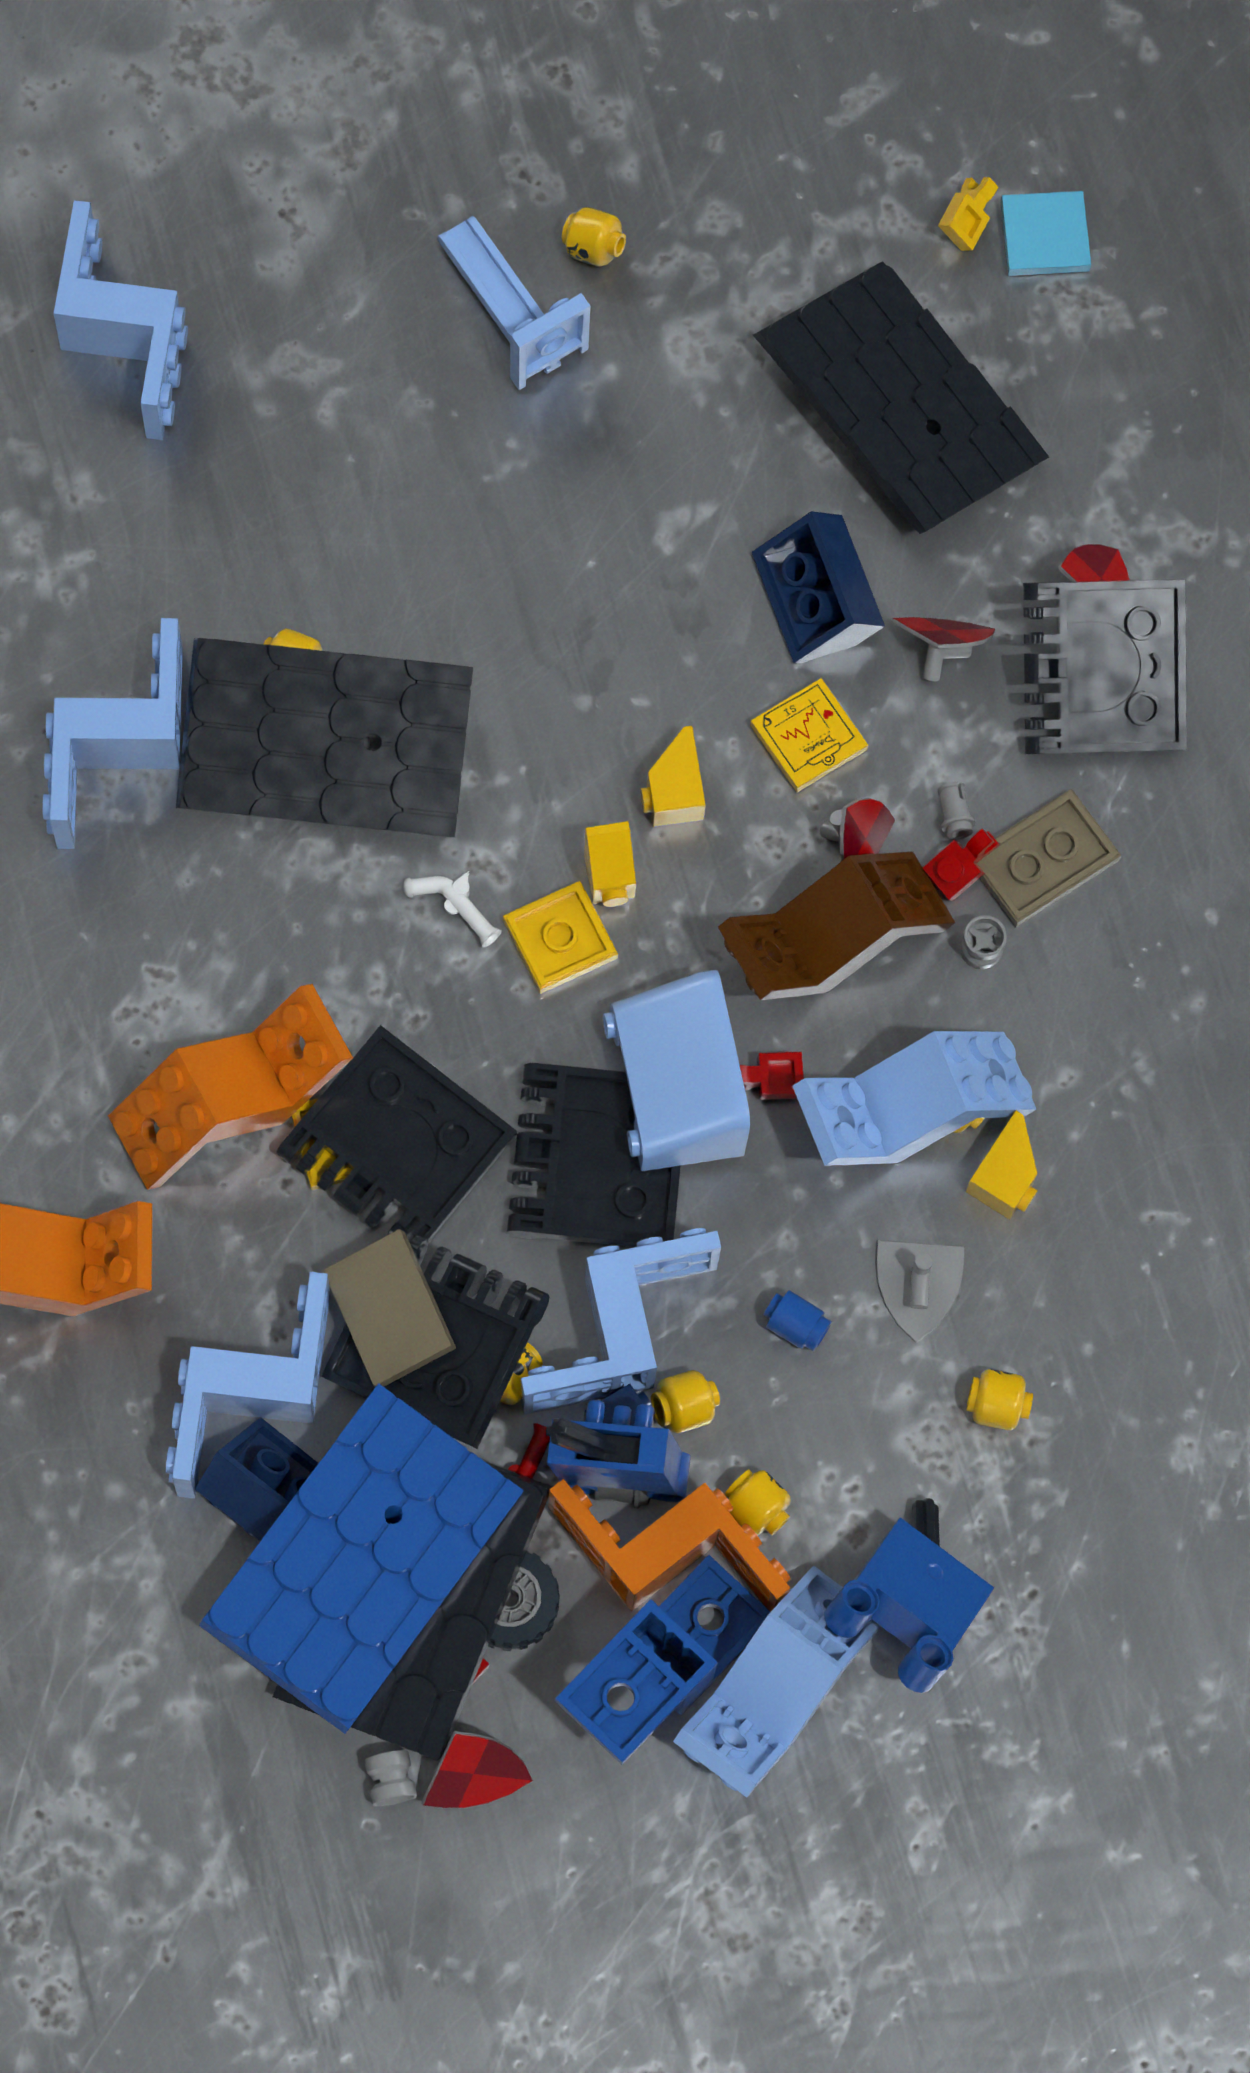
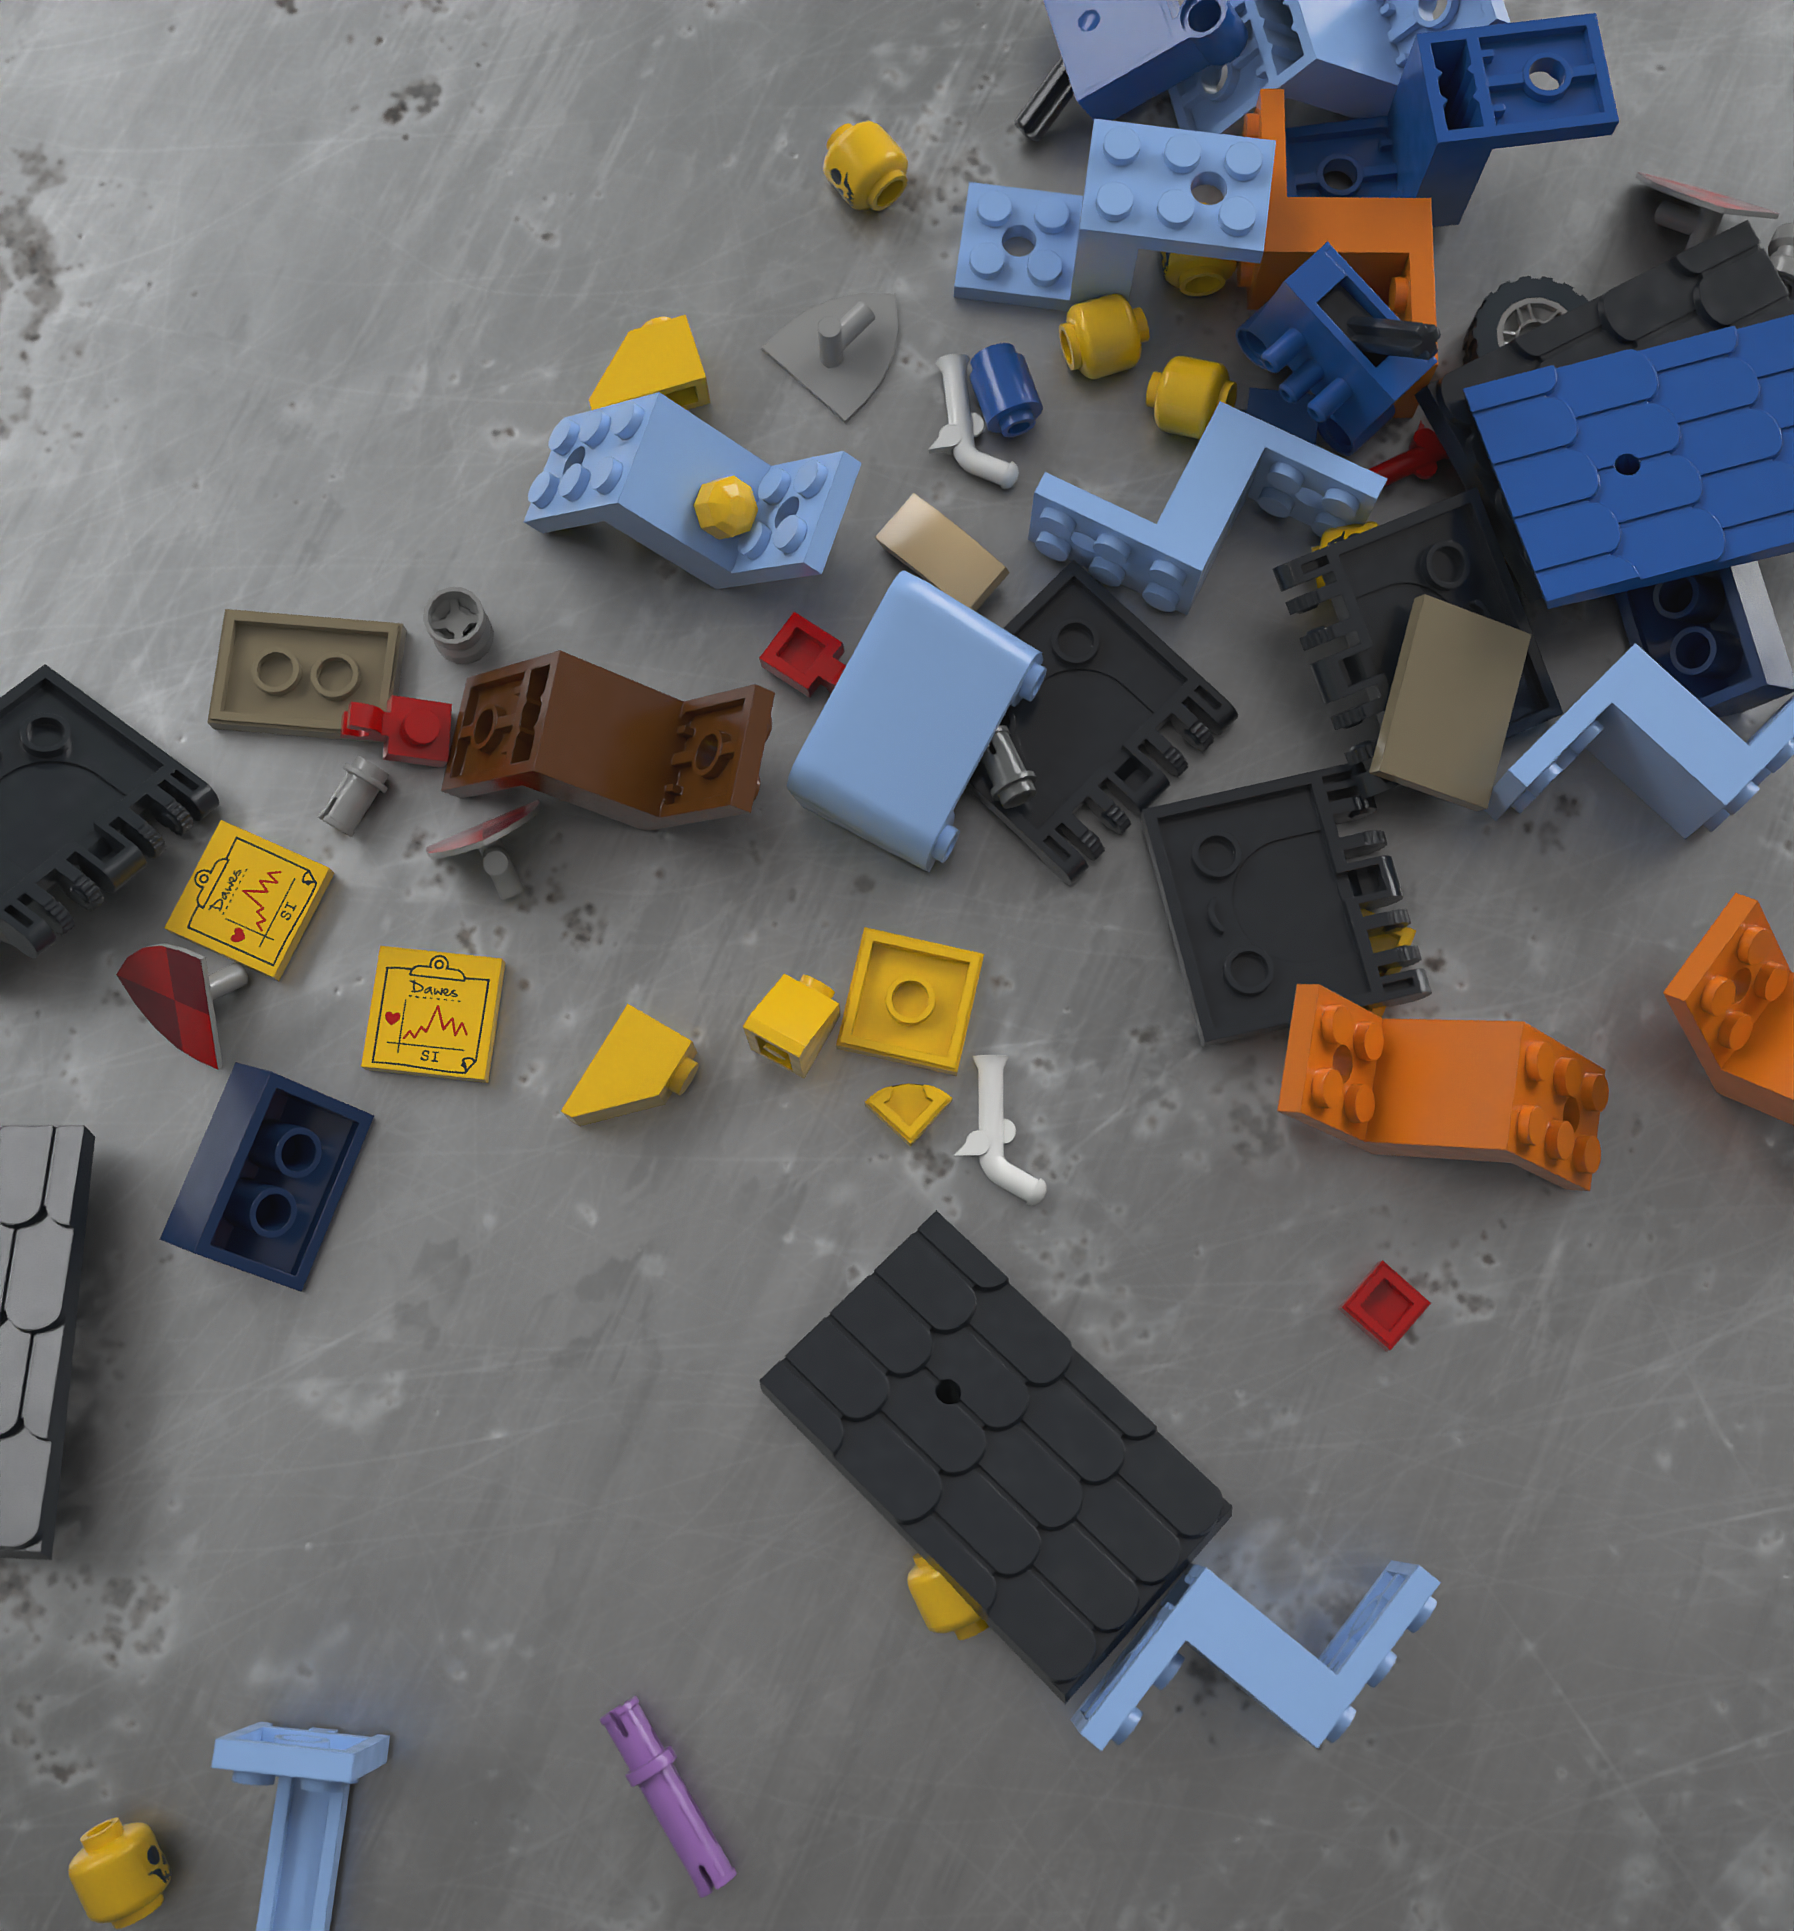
camera: 135 degrees left, 5 degrees up
(175, 971) = (1384, 1306): none -> red tile
(364, 465) = (668, 1796): none -> medium lavender pin
(514, 880) = (908, 1108): none -> yellow tile
(608, 1086) = (1007, 772): none -> dark grey pin
(753, 1191) = (941, 553): none -> tan slope
(768, 1401) = (1103, 336): none -> yellow head
(804, 1286) = (963, 426): none -> white piece
(813, 1450) = (1131, 201): none -> light blue bracket
(883, 1097) = (725, 507): none -> yellow tile
(961, 717) = (249, 900): none -> yellow tile

